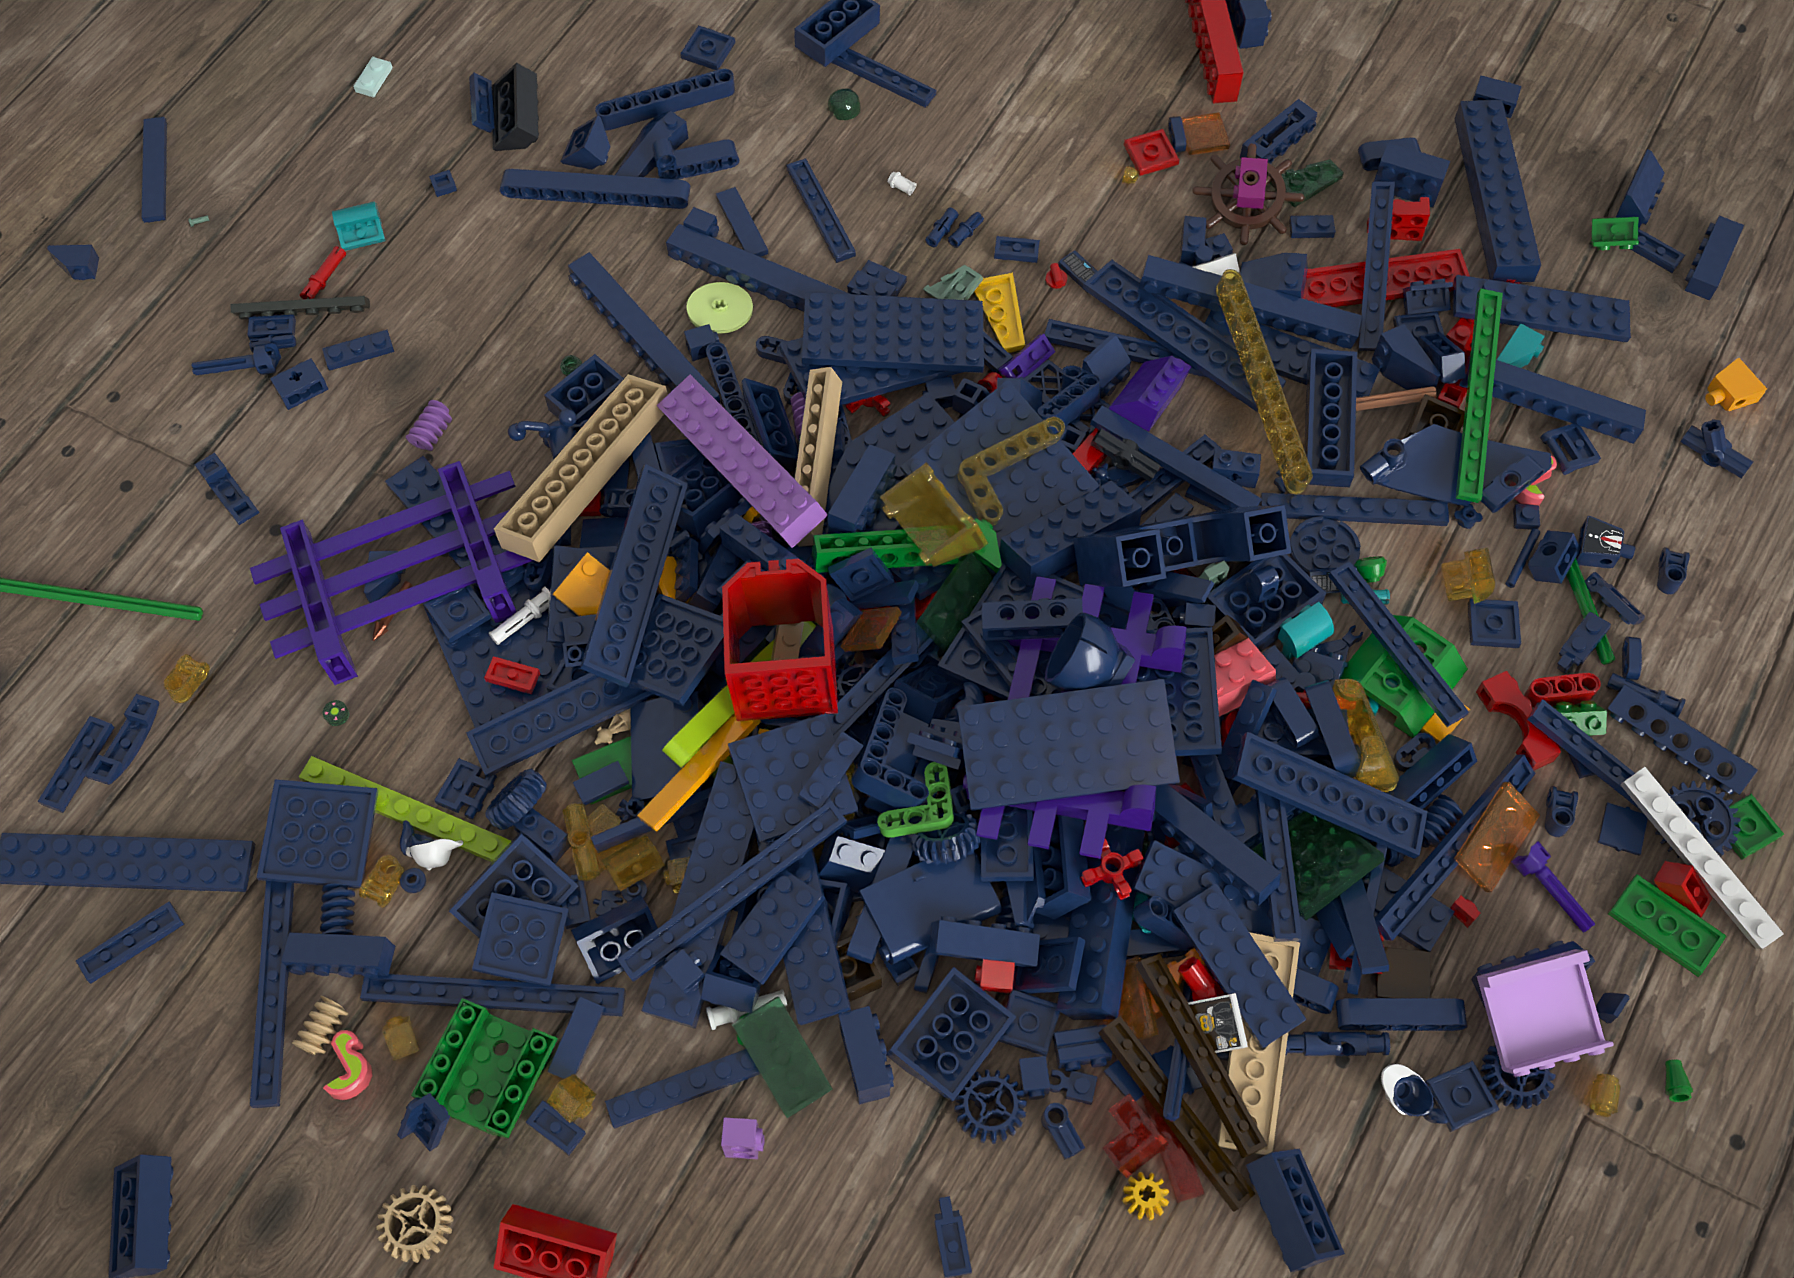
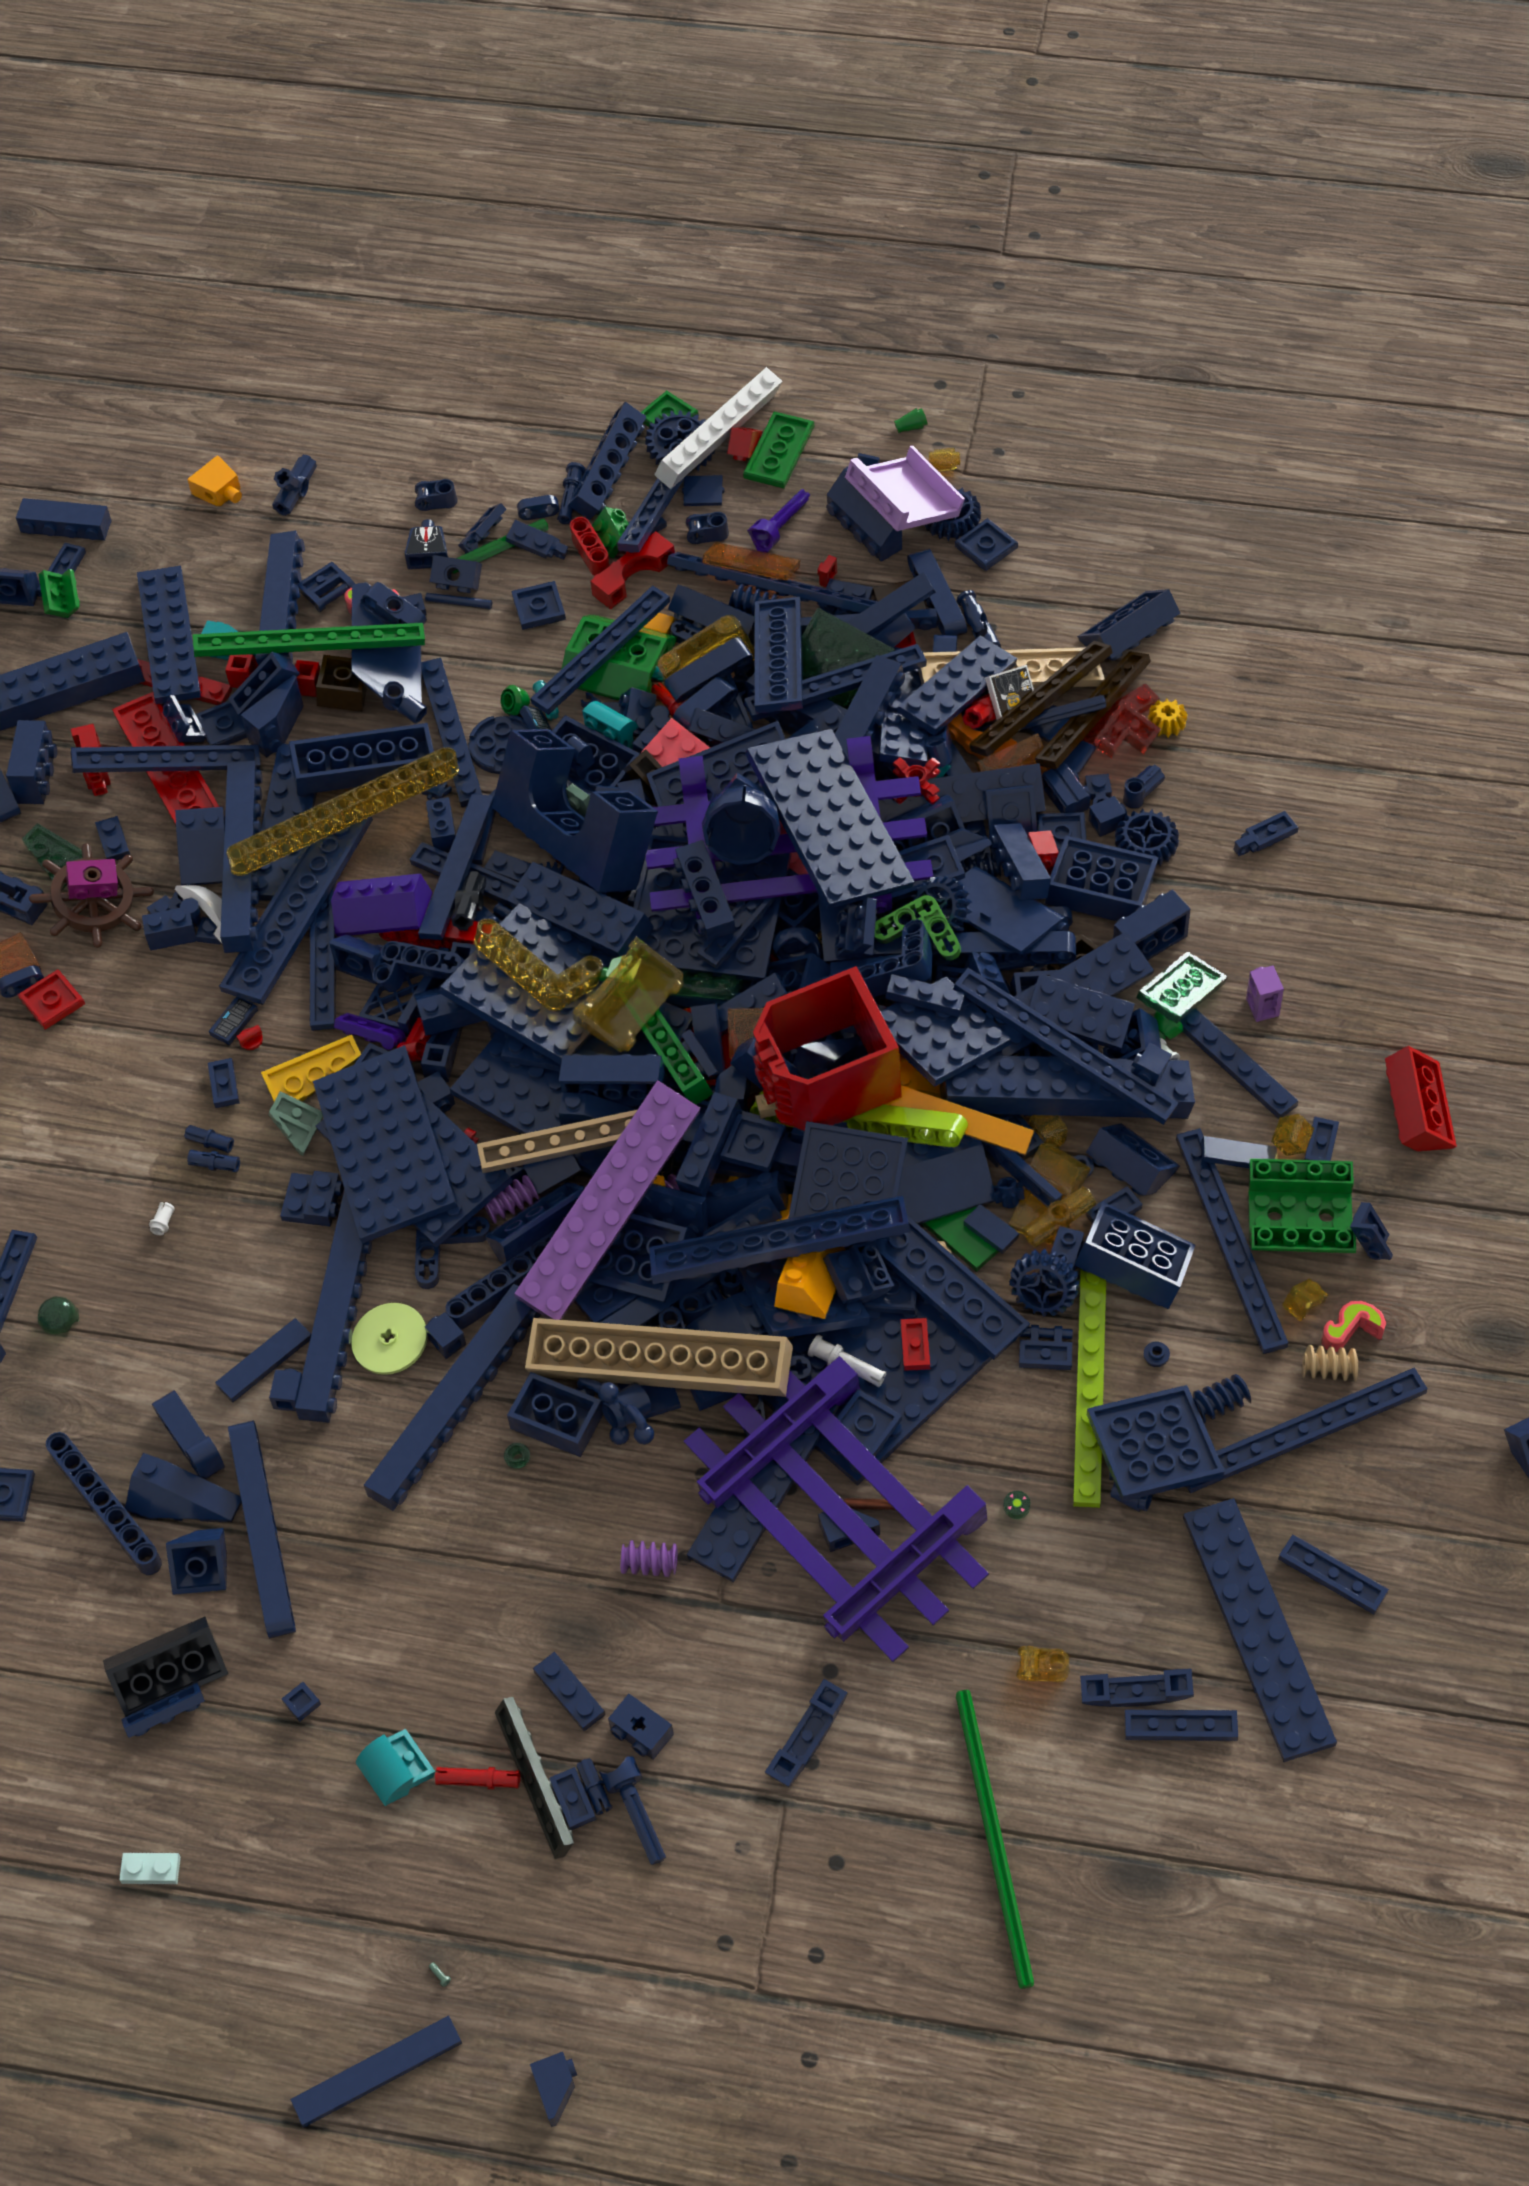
camera: 105 degrees left, 5 degrees down
(338, 954) = (1260, 1373): dark blue brick -> none
(379, 885) = (1171, 1374): clear yellow piece -> none
(408, 1232) = (1441, 1218): tan gear -> none
(425, 850) = (1123, 1348): white hair -> none
(520, 939) = (1177, 1221): dark blue plate -> none
(607, 902) = (1102, 1187): dark blue piece -> none
(821, 210) = (220, 1289): dark blue tile -> none
(1130, 175) = (89, 1011): clear yellow hinge -> none
(1394, 398) = (314, 710): nougat axle -> none
(1410, 1094) = (1005, 568): dark blue hair -> none
(1467, 522) = (431, 646): dark blue plate -> none
(1470, 576) = (501, 624): clear yellow brick -> none

